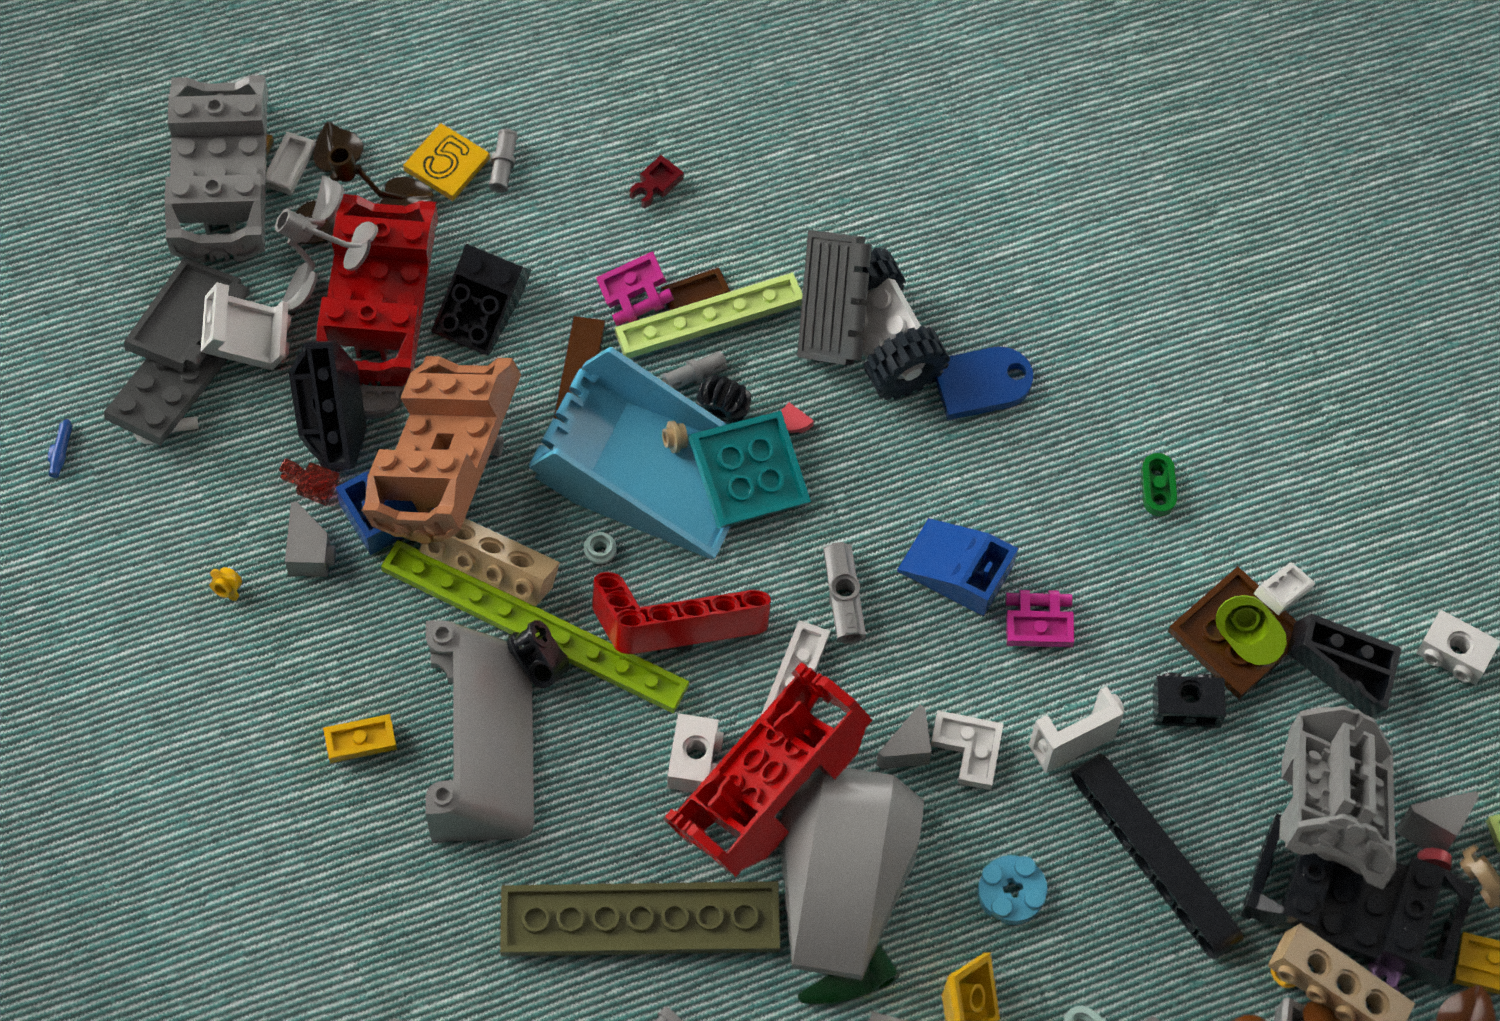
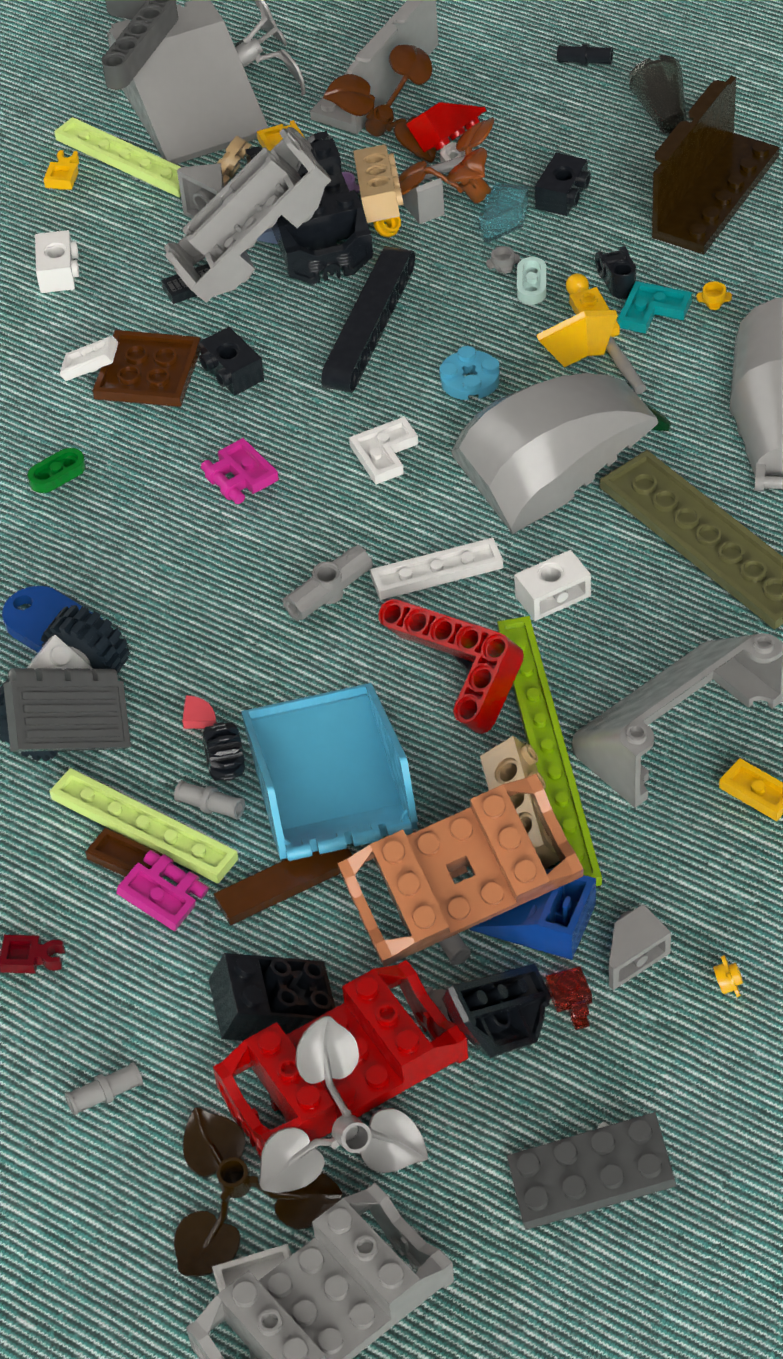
camera: 120 degrees left, 15 degrees down
(57, 451) = (737, 1218): blue piece -> none
(174, 320) = (509, 1209): dark grey hinge -> none
(244, 329) = (477, 1141): white panel -> none
(446, 161) = (141, 1139): yellow tile -> none
(540, 656) = (575, 714): black piece -> none
(596, 540) = (435, 755): light aqua plate -> none
(675, 436) = (287, 764): tan plate -> none
(749, 469) = (275, 693): teal plate -> none
(768, 770) = (535, 495): red piece -> none
(909, 744) = (415, 478): light grey slope -> none
(959, 563) = (237, 530): blue slope -> none
(1058, 747) = (319, 385): white panel -> none
(1251, 629) = (144, 344): lime piece -> none
(1346, 661) = (123, 291): black wedge -> none

